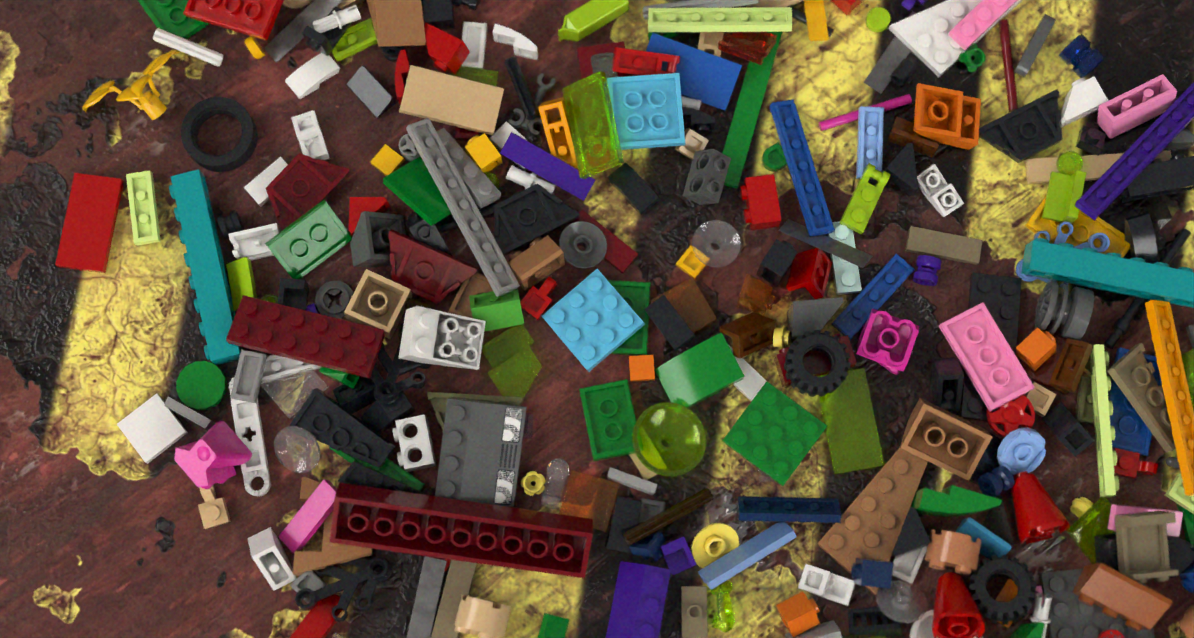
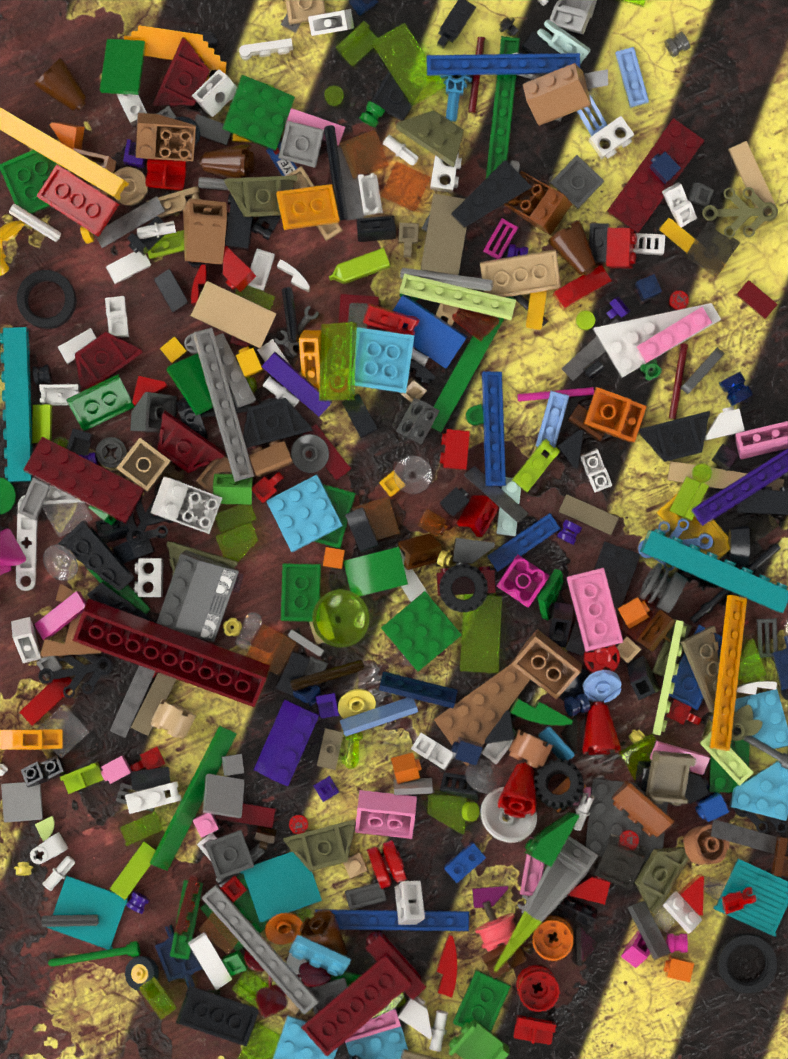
camera: 10 degrees right, 10 degrees up
(923, 351) = (550, 593): none -> green wing

